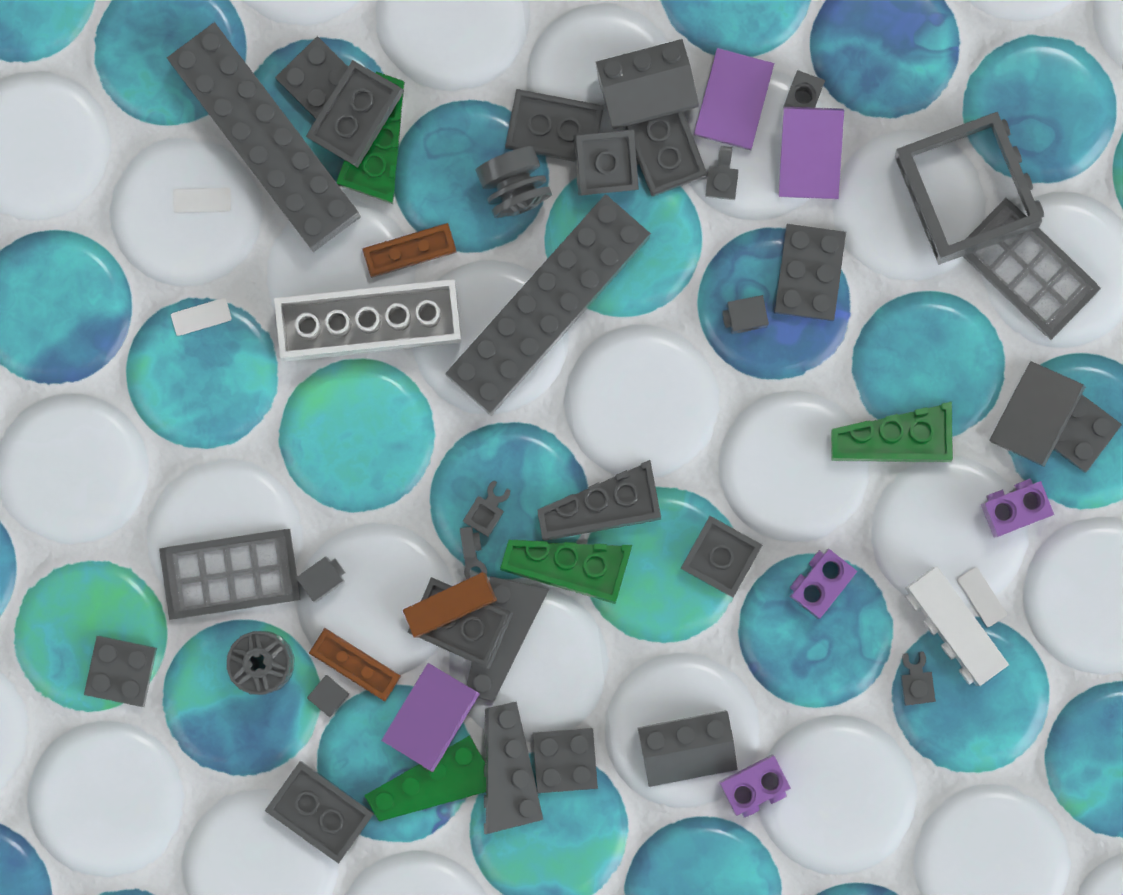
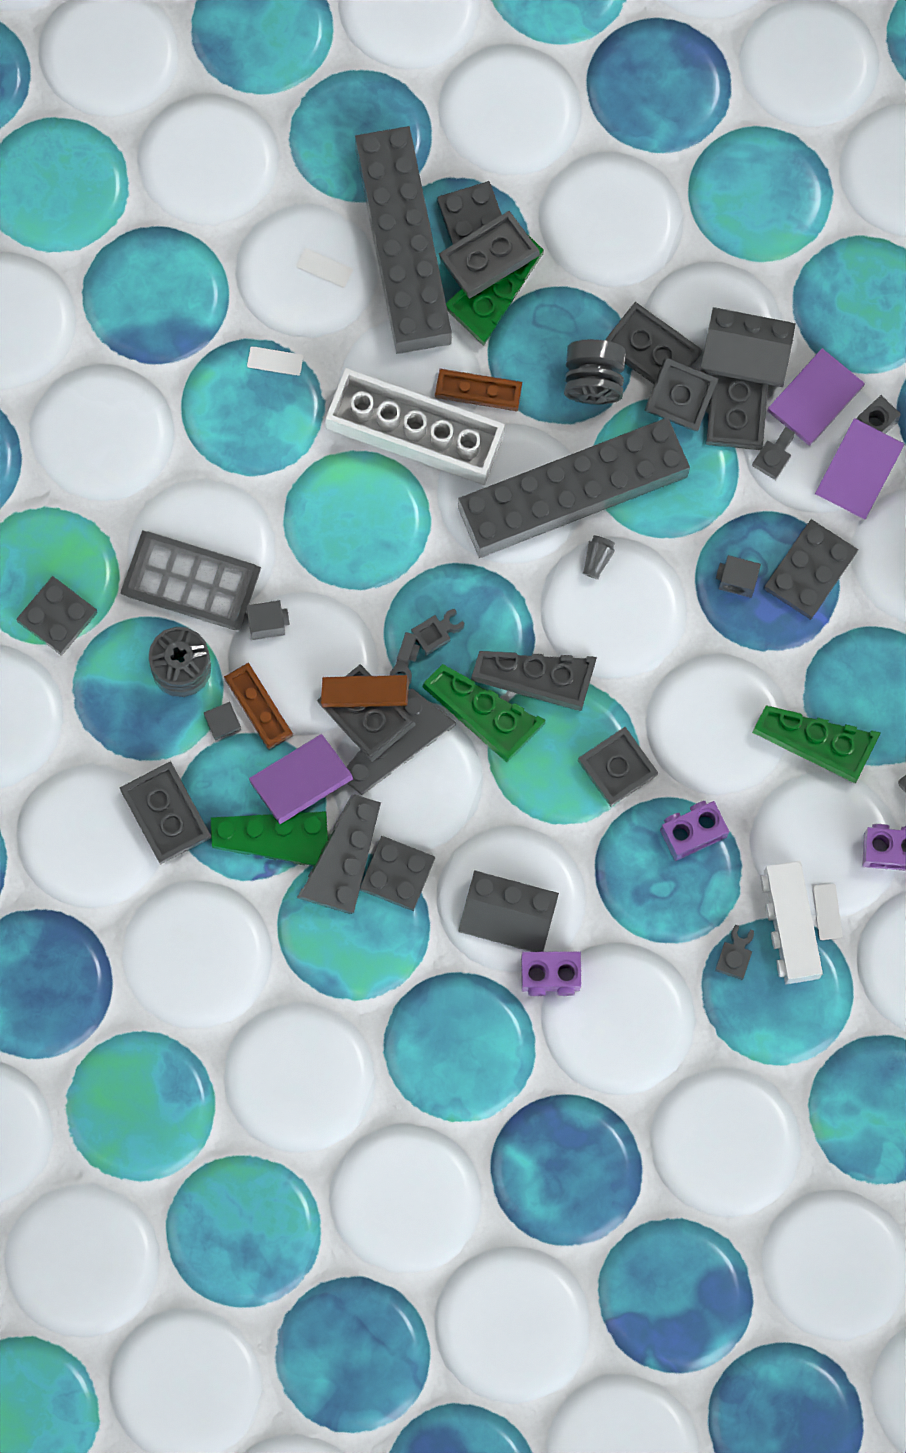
camera: 20 degrees right, 10 degrees down
(603, 360) = (598, 555): none -> dark grey cone

